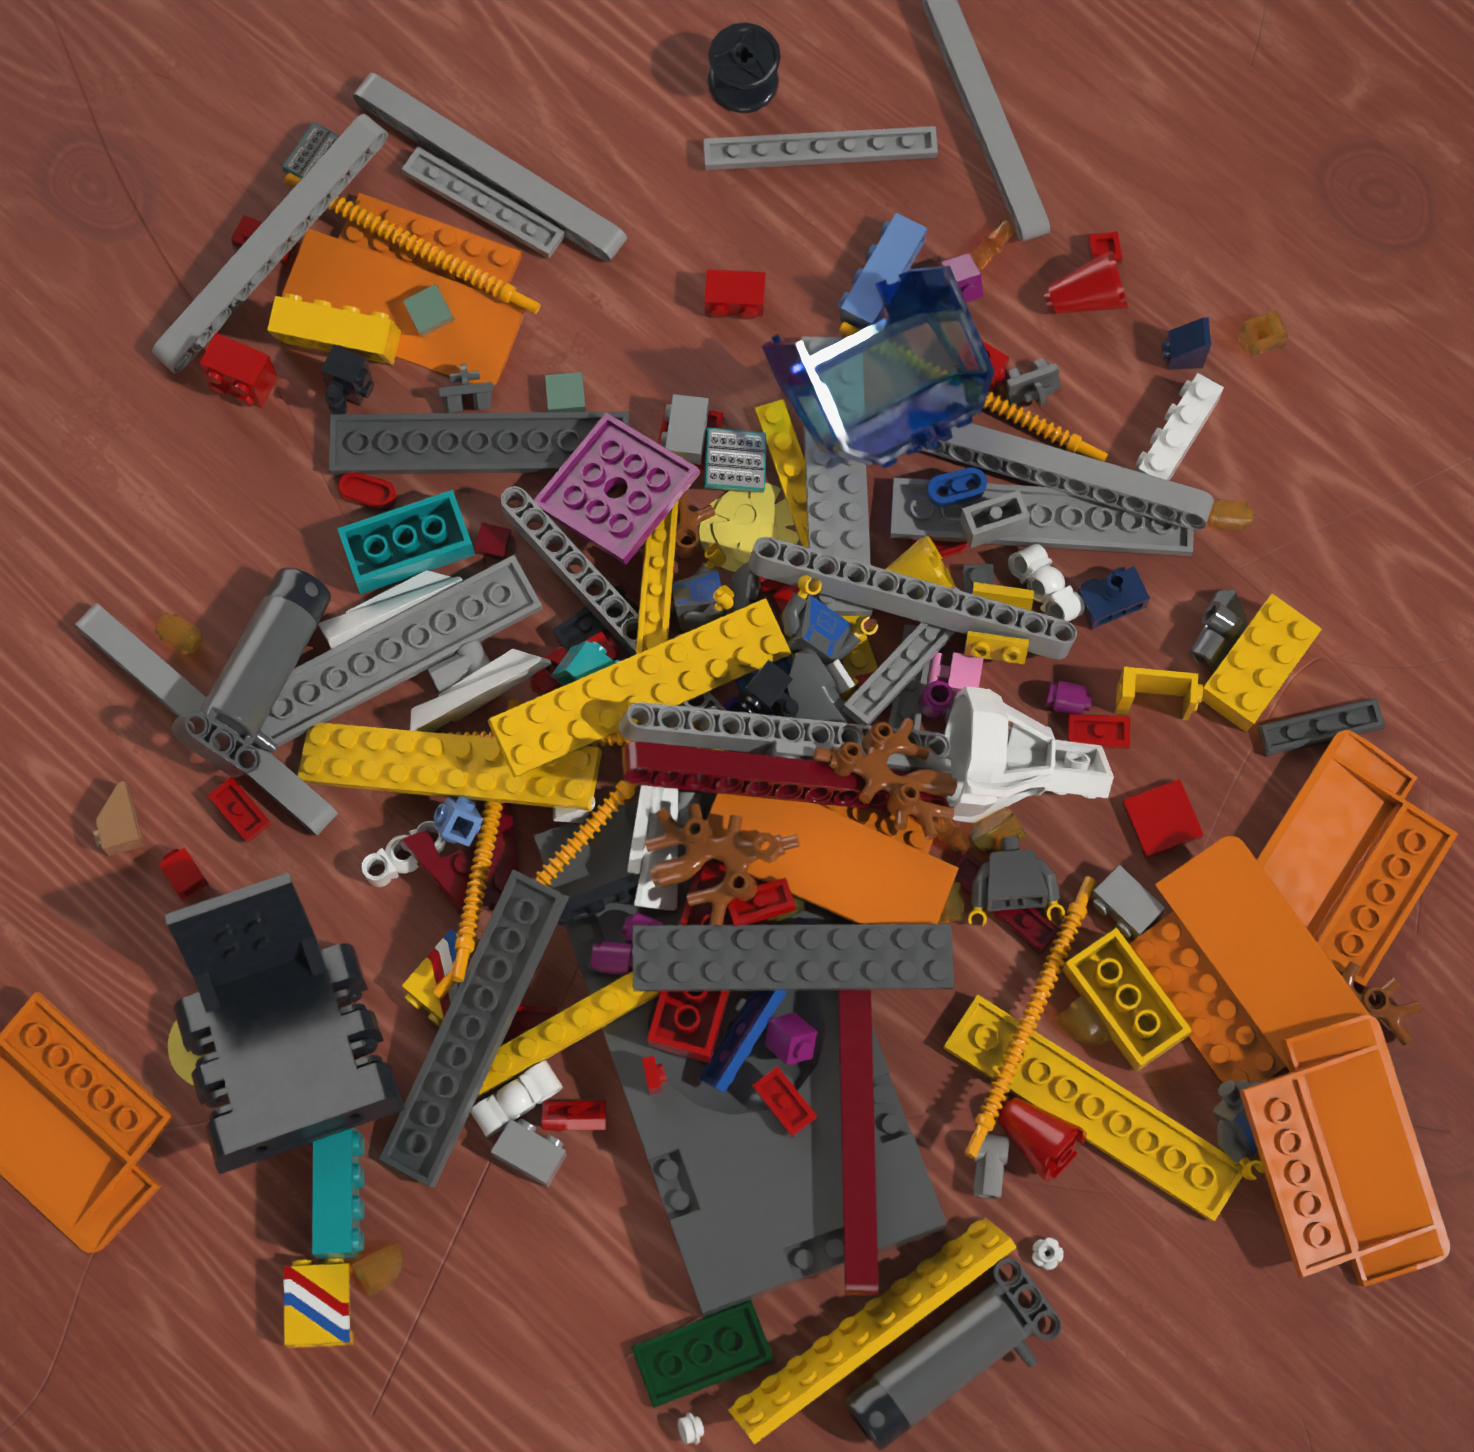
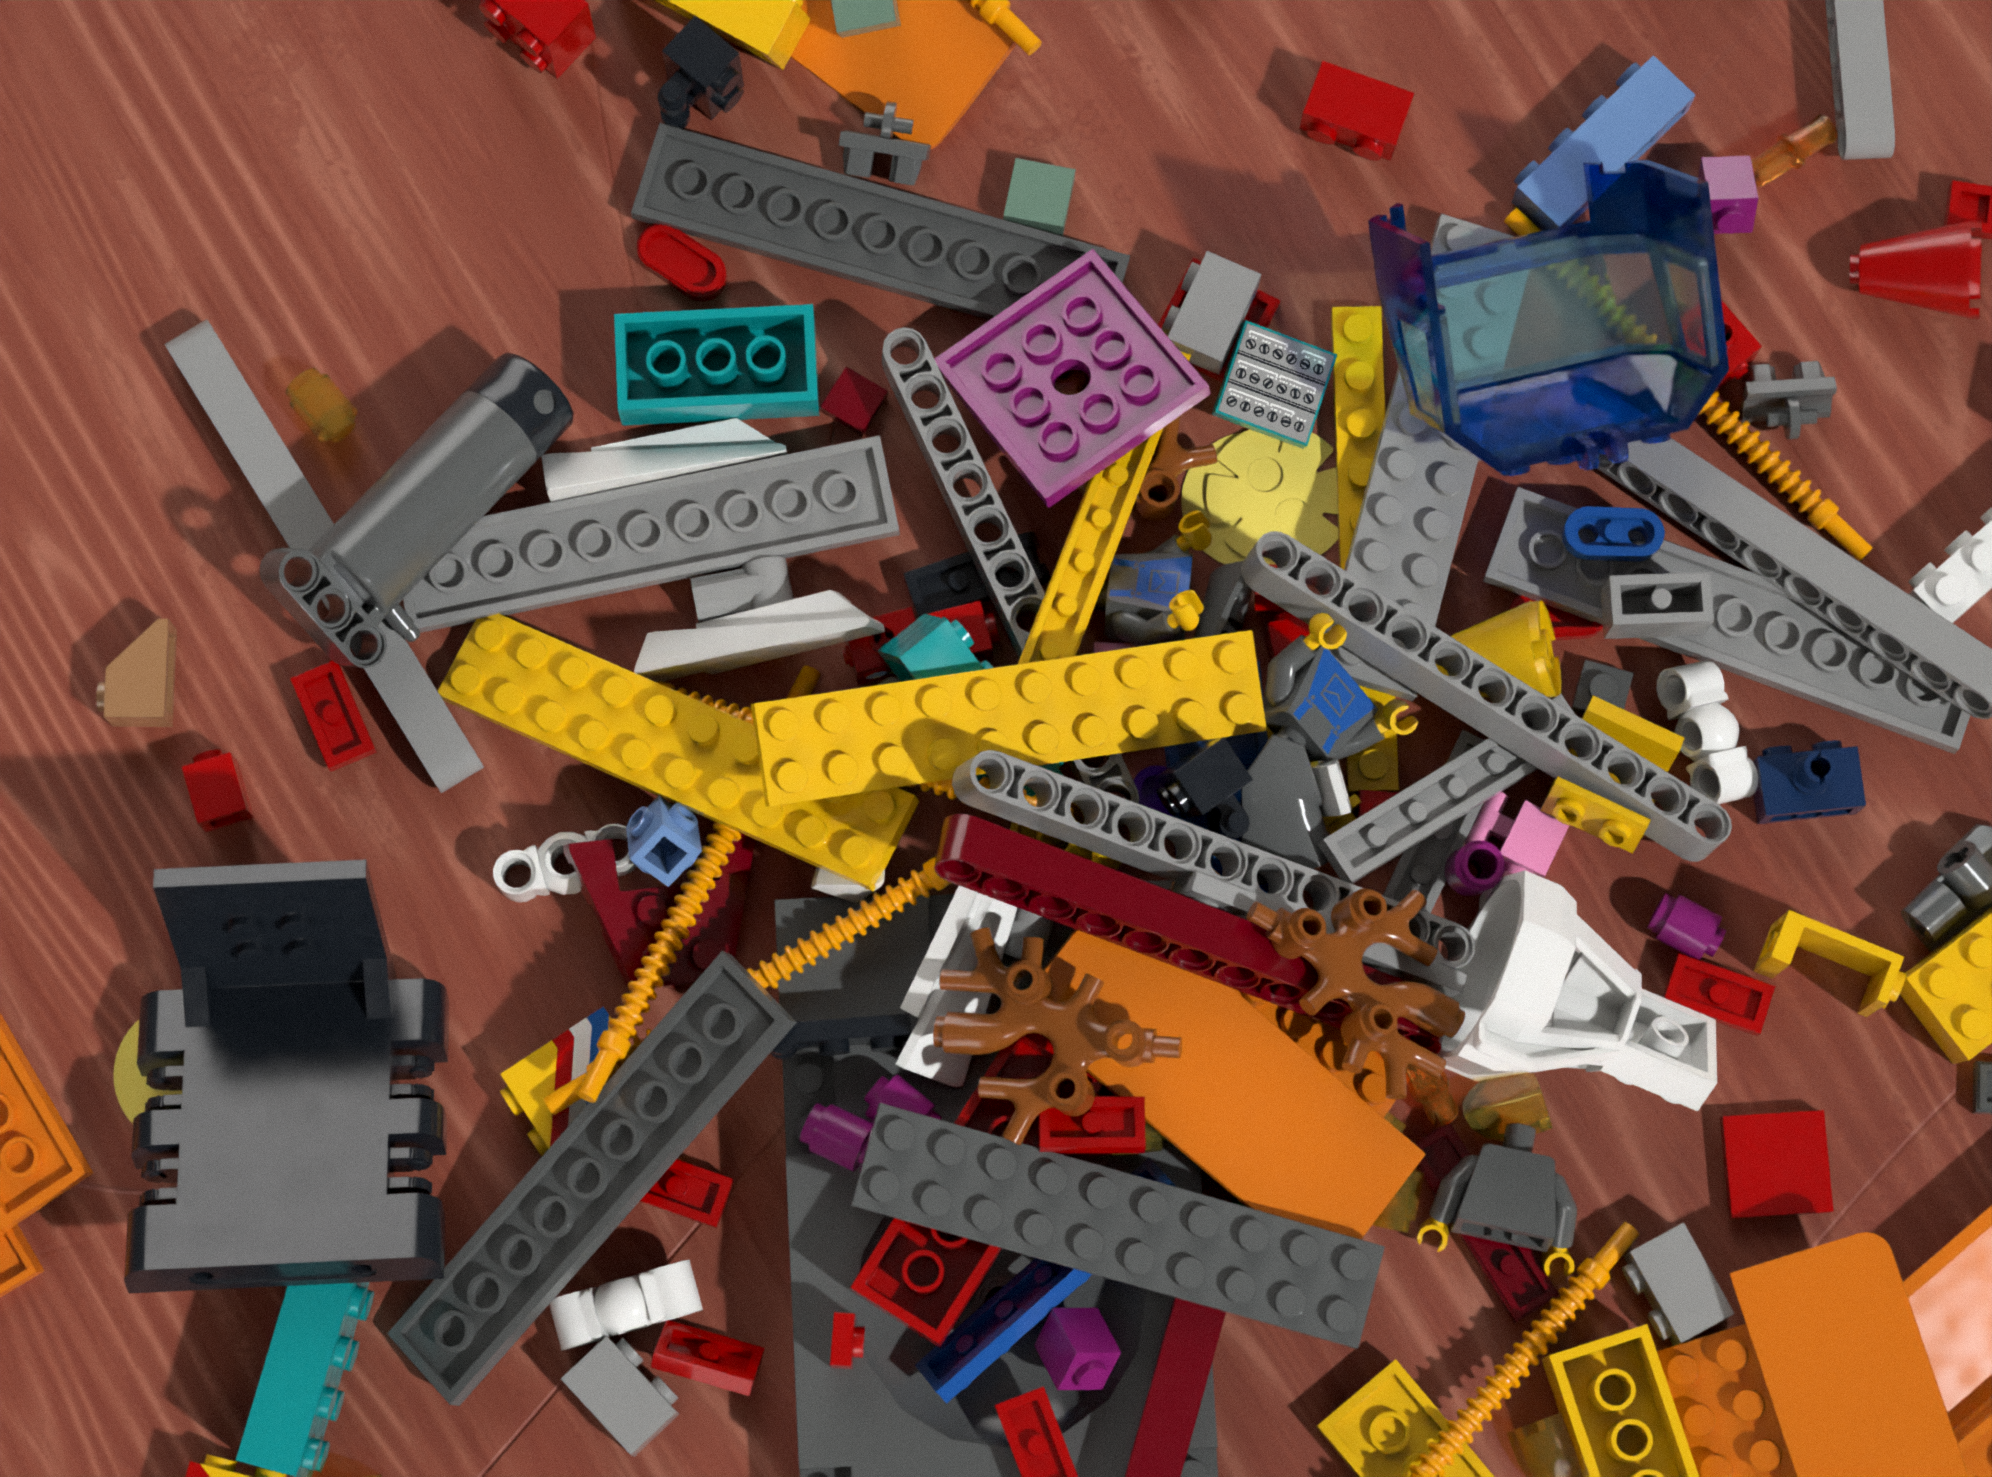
camera: 15 degrees right, 5 degrees up
(564, 1030) = (728, 1224): yellow plate -> none

